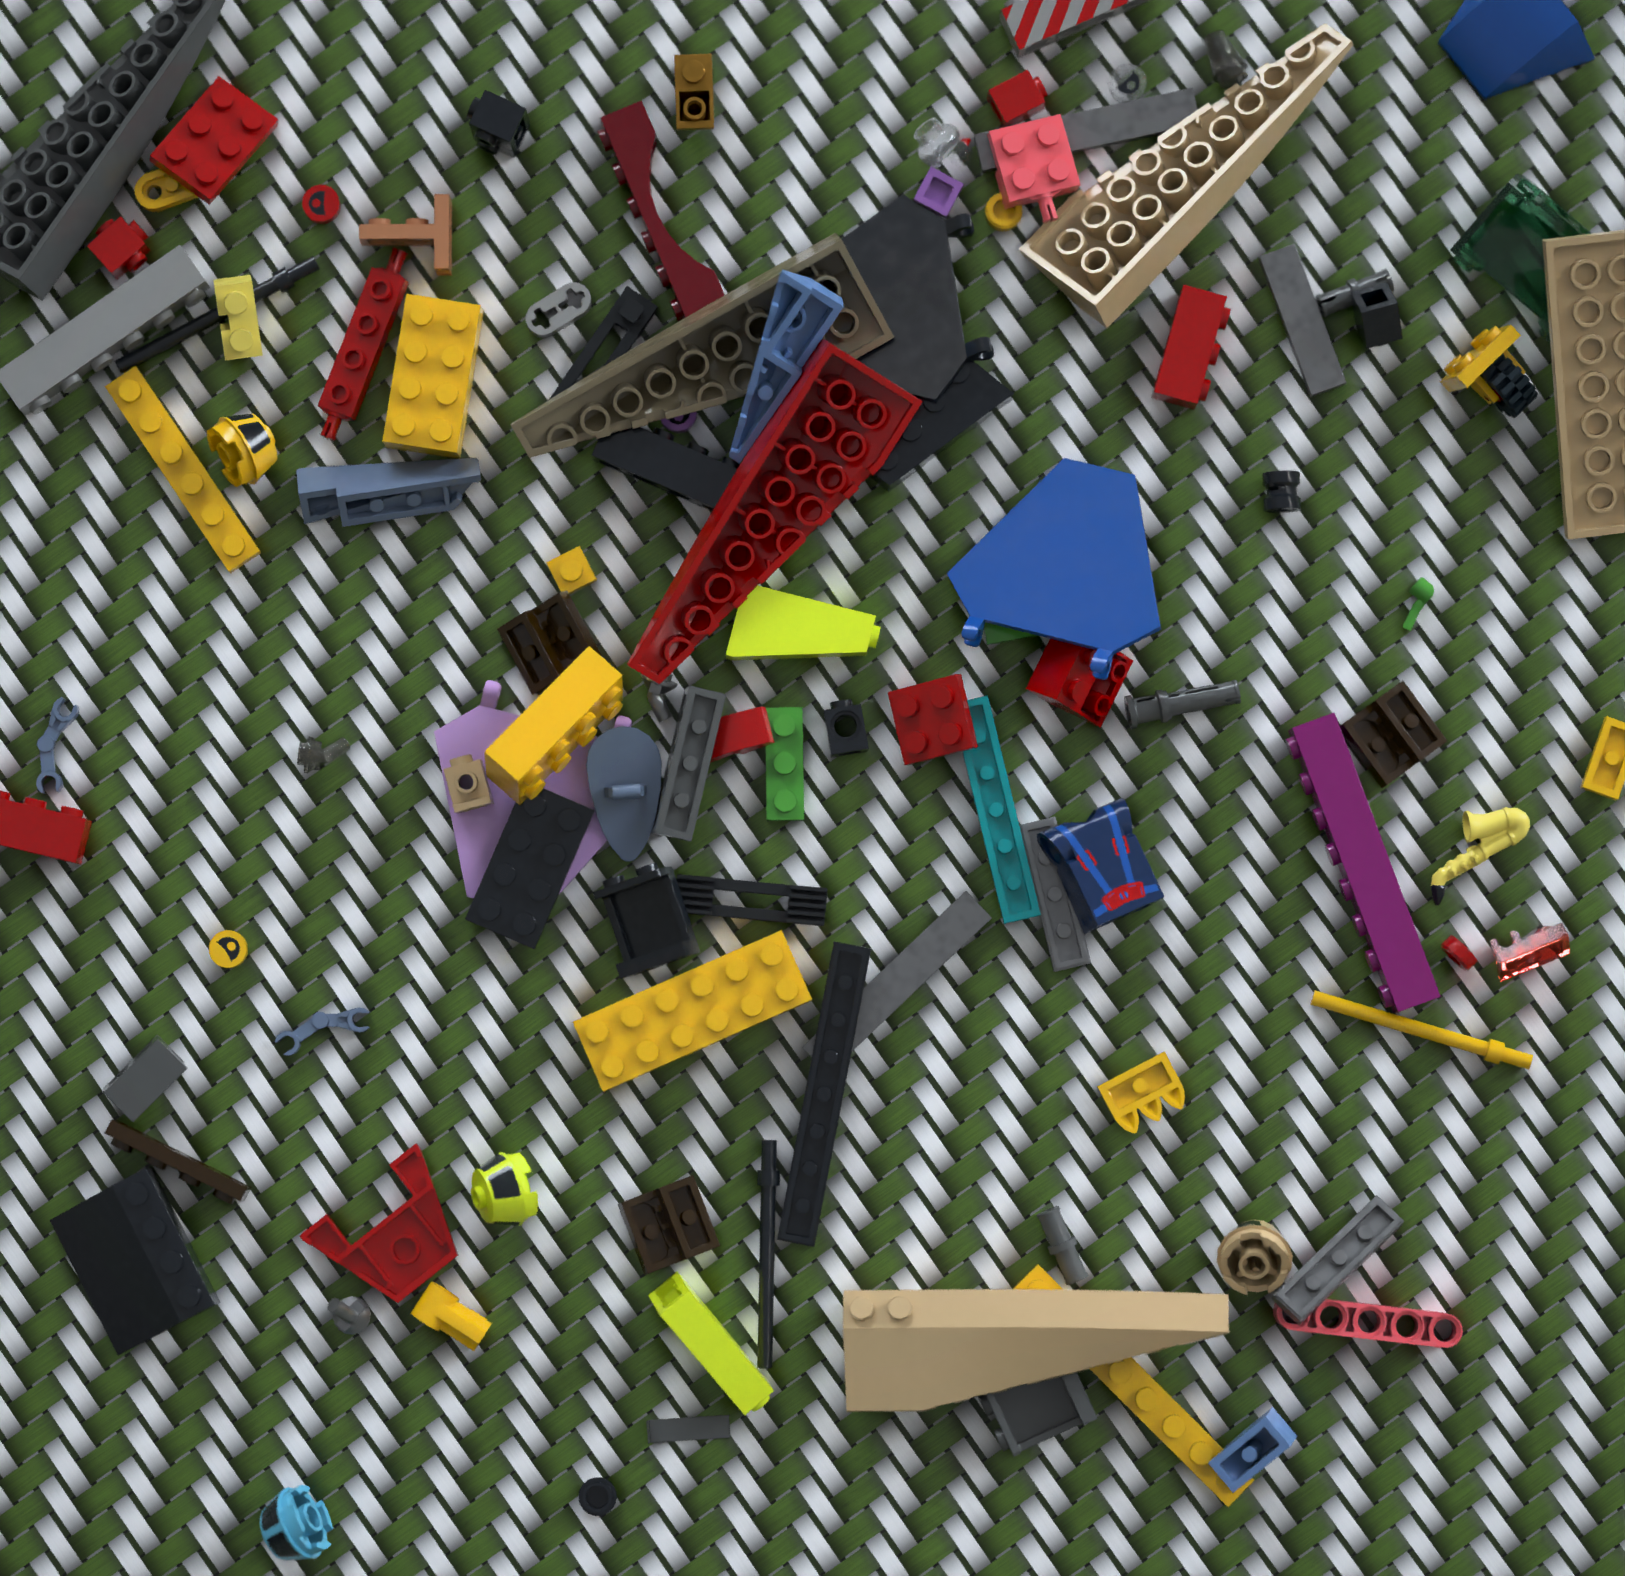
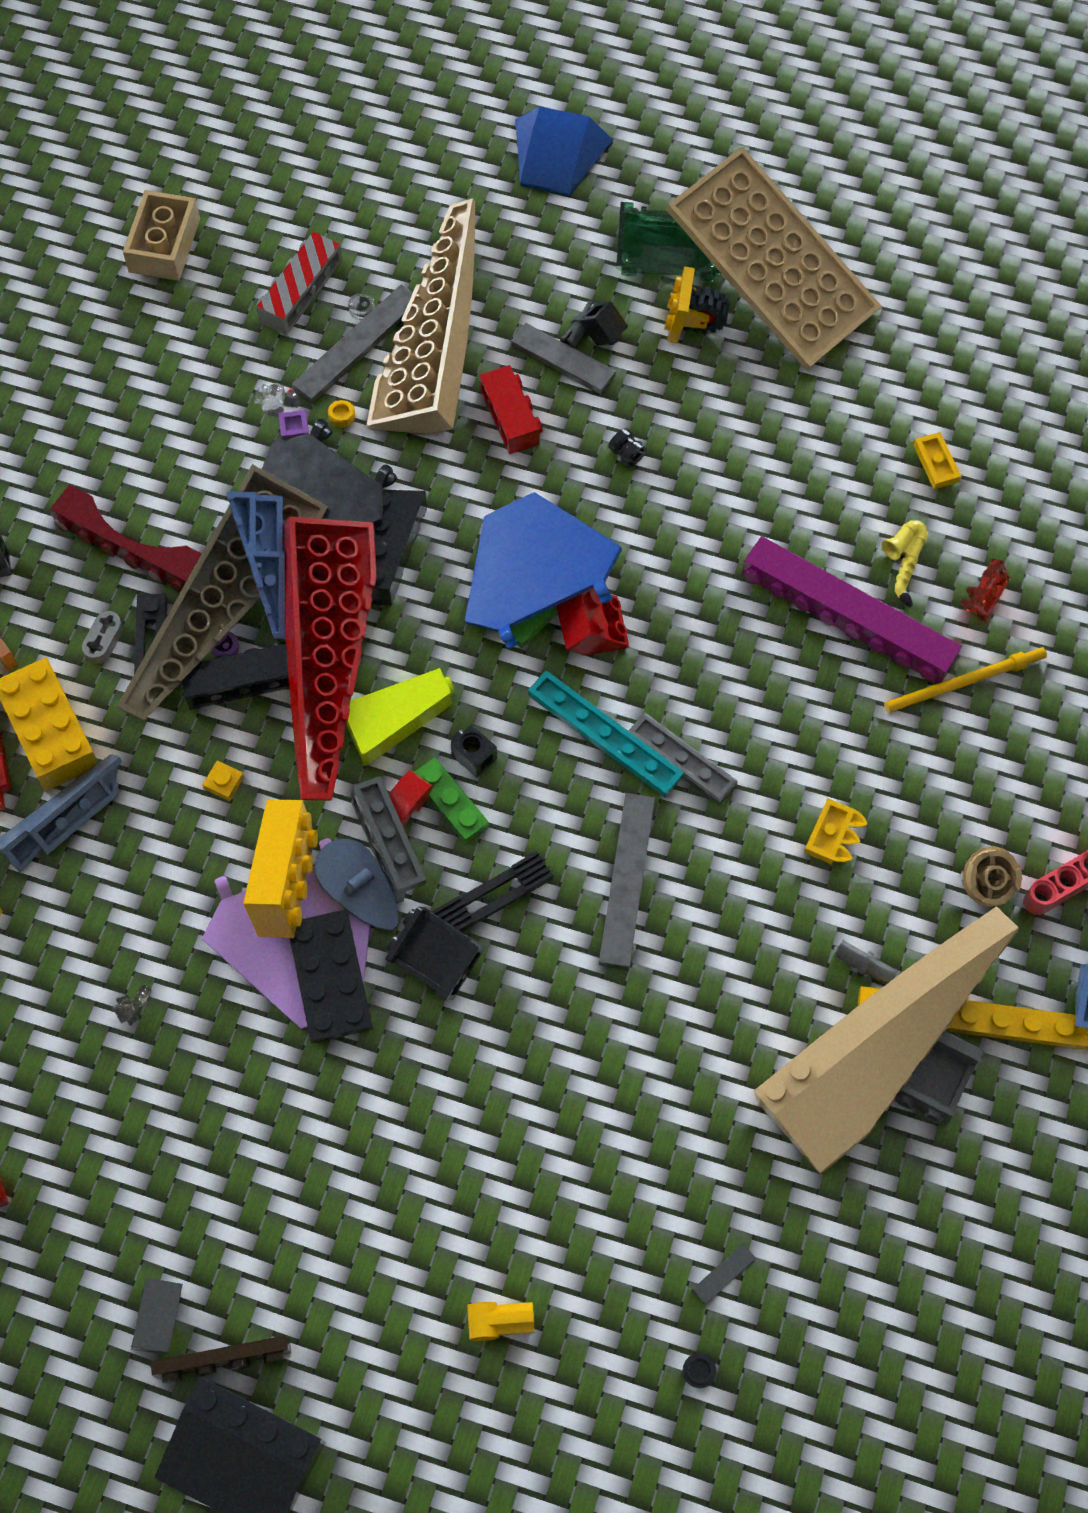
camera: 35 degrees left, 20 degrees down
(228, 949) = (156, 1183): yellow tile -> none
(319, 1021) = (258, 1184): sand blue piece -> none
(350, 1314) = (426, 1375): flat silver plate -> none
(402, 1247) = (429, 1298): red wing -> none
(475, 797) = (254, 960): tan brick -> none
(503, 1191) = (472, 1198): neon yellow cone -> none
(547, 640) = (234, 830): dark brown slope -> none
(655, 696) = (332, 808): flat silver plate -> none
(668, 1225) = (601, 1143): dark brown slope -> none
(692, 1011) = (508, 990): yellow brick -> none
(694, 91) = (98, 459): pearl gold slope -> none
(711, 1344) = (693, 1197): neon yellow slope -> none
(768, 1179) = (644, 1063): black bar -> none
(824, 1094) = (638, 982): black tile -> none
(932, 719) = (523, 707): red plate -> none
(1017, 98) = (302, 349): red brick -> none
(1034, 164) = (340, 374): coral plate -> none
(1101, 866) = (698, 716): dark blue piece -> none
(1165, 705) = (657, 605): dark grey pin -> none
(1224, 60) = (408, 259): clear smoke cone -> none
(1337, 1260) = (1040, 843): flat silver tile -> none
(1392, 734) = (805, 531): dark brown slope -> none
(1423, 592) = (753, 447): bright green hand -> none
(1458, 953) = (949, 620): red tile -> none

